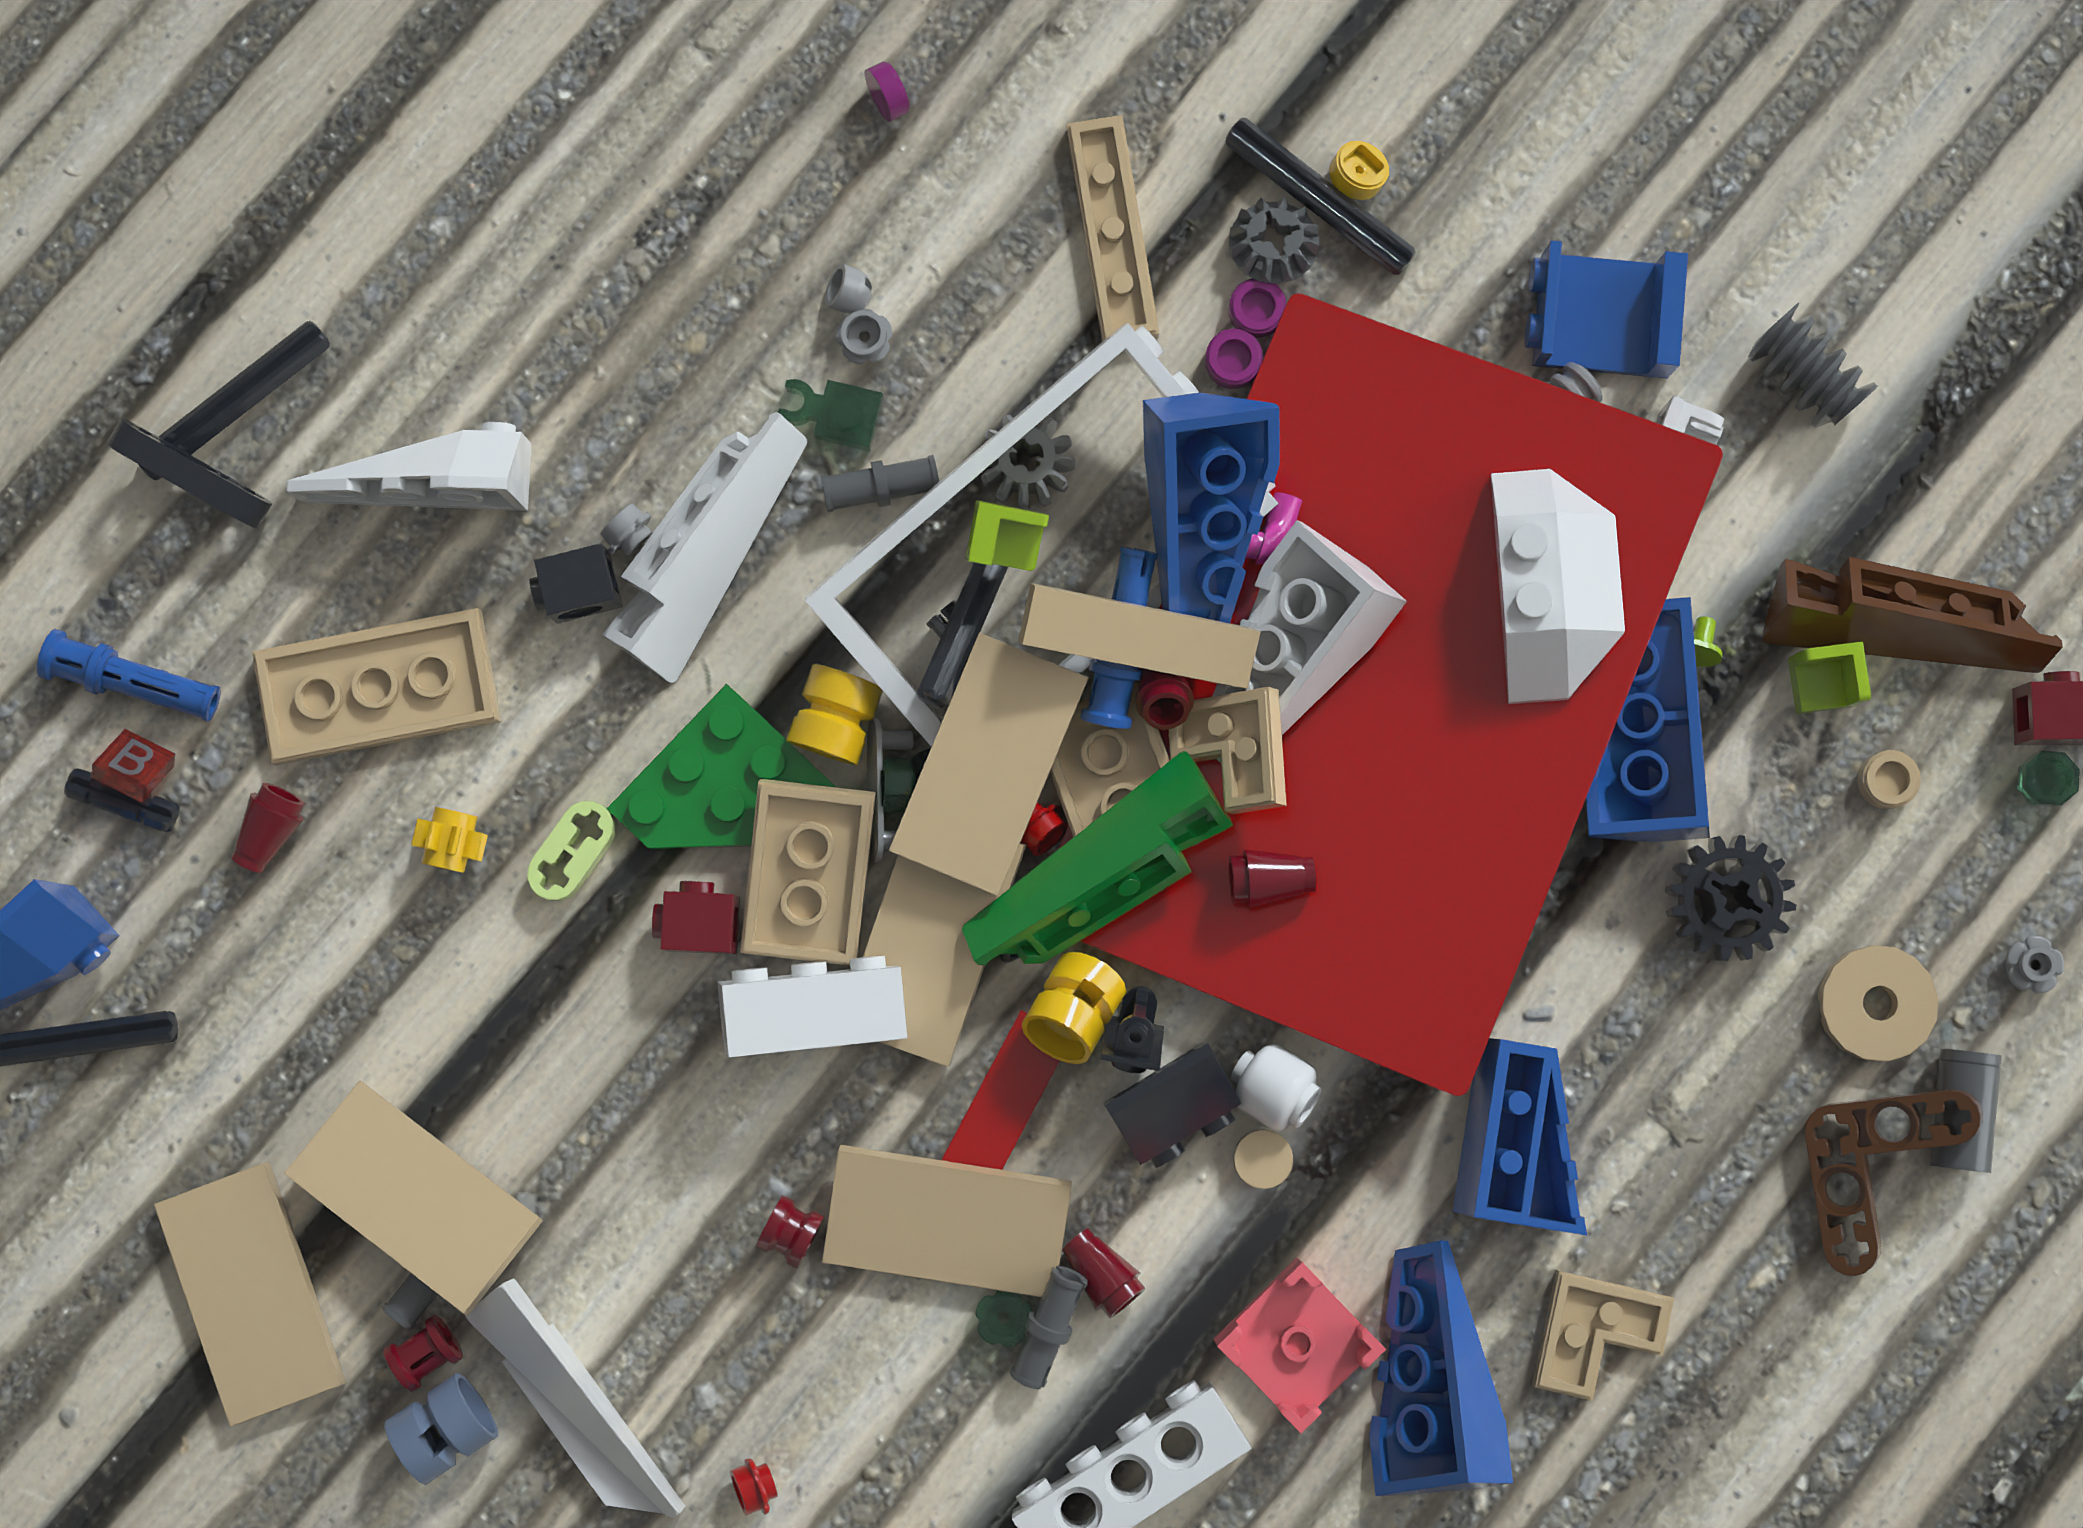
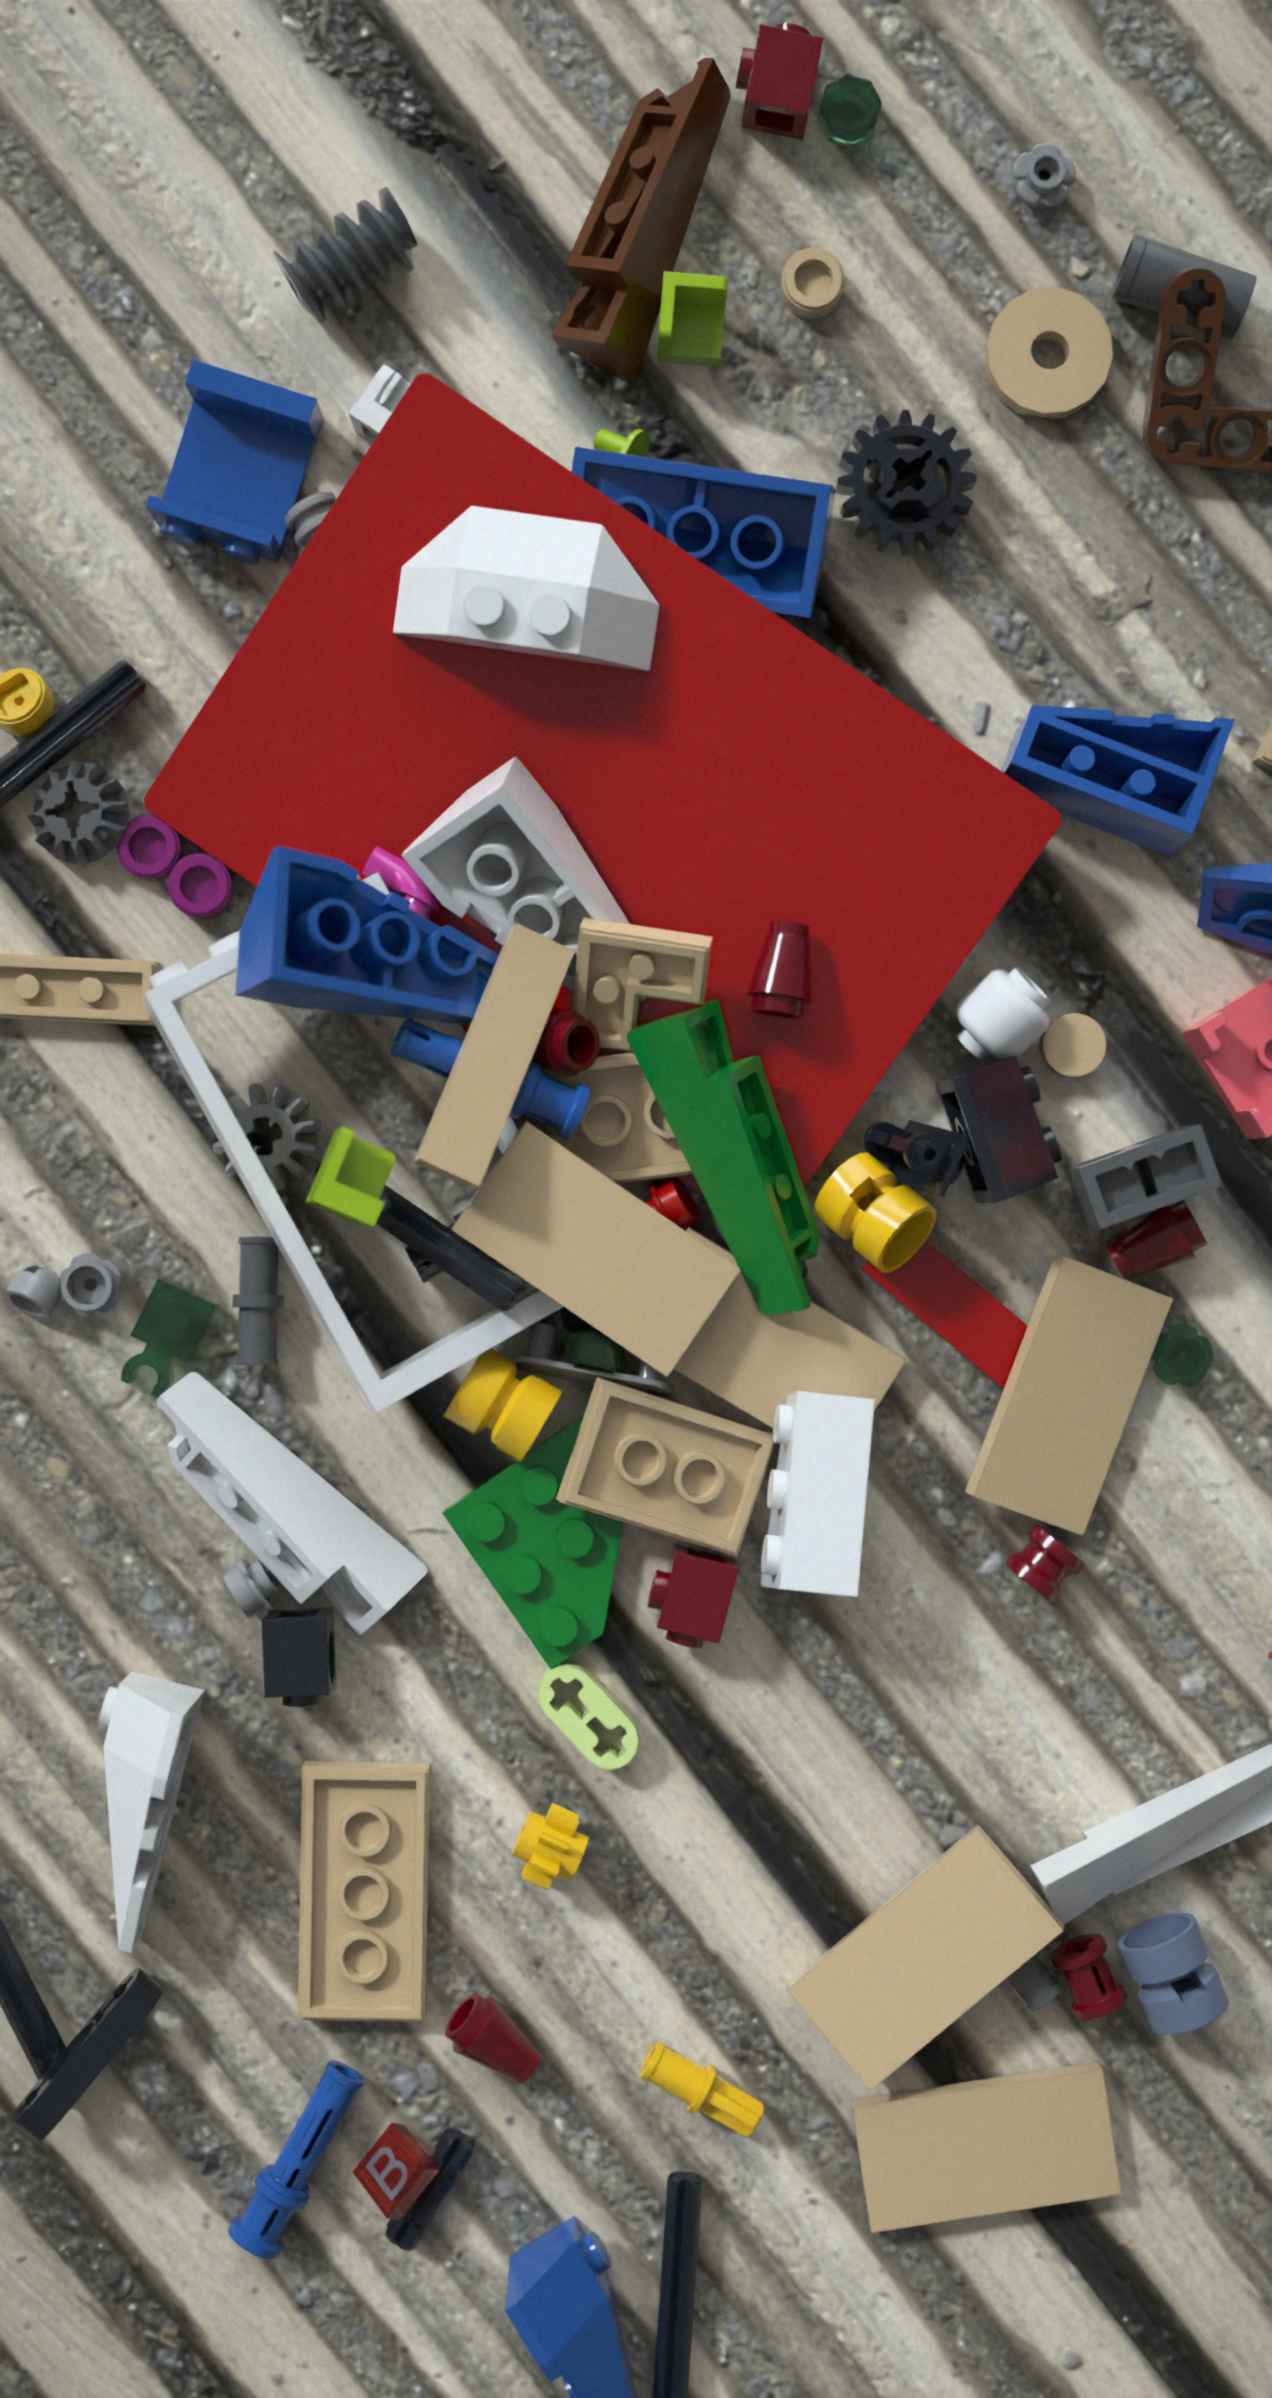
camera: 80 degrees left, 5 degrees up
(255, 1024) = (702, 2089): none -> yellow axle
(1048, 1327) = (1203, 1311): dark grey pin -> none
(1158, 1244) = (1143, 1177): none -> dark grey brick

